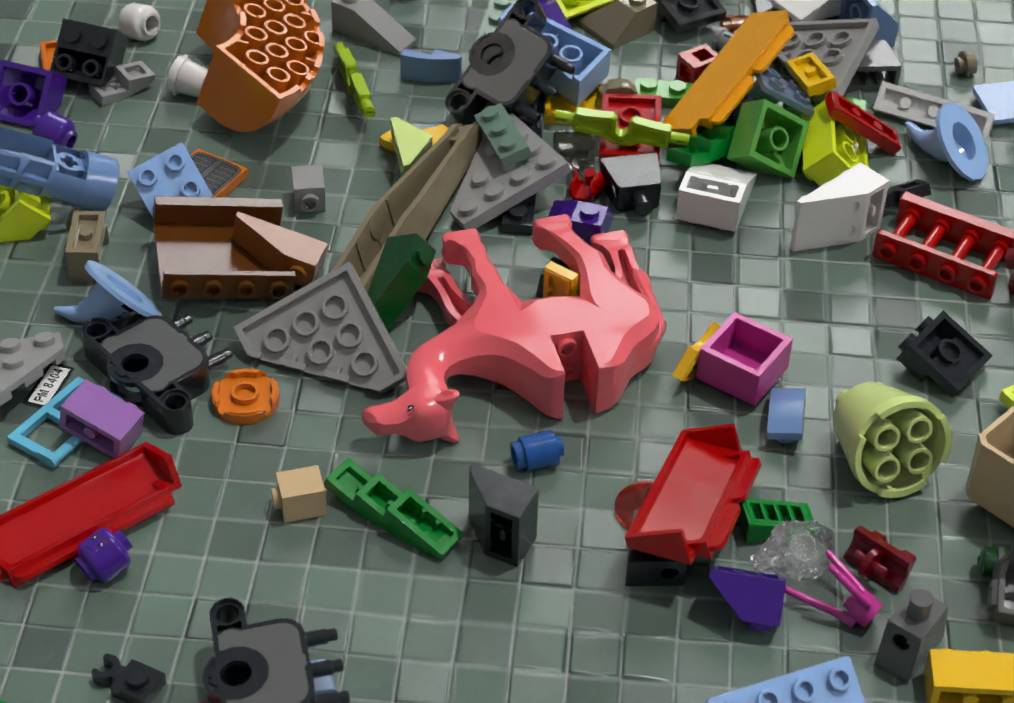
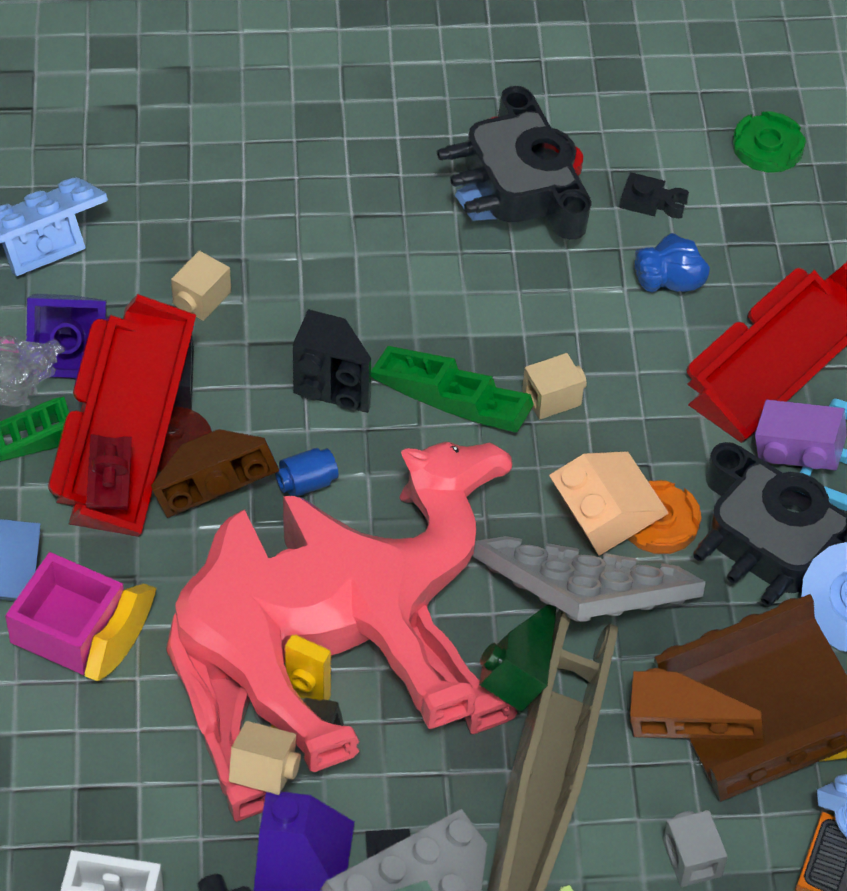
camera: 170 degrees right, 10 degrees up
(103, 555) = (729, 291): dark purple head -> none
(149, 581) = (671, 265): none -> blue hair
(289, 388) = (608, 497): none -> light nougat slope
(602, 229) = (263, 758): none -> tan brick
(614, 625) = (201, 285): none -> tan brick
(615, 450) = (211, 469): none -> reddish brown slope
(709, 441) = (109, 473): none -> dark red hips

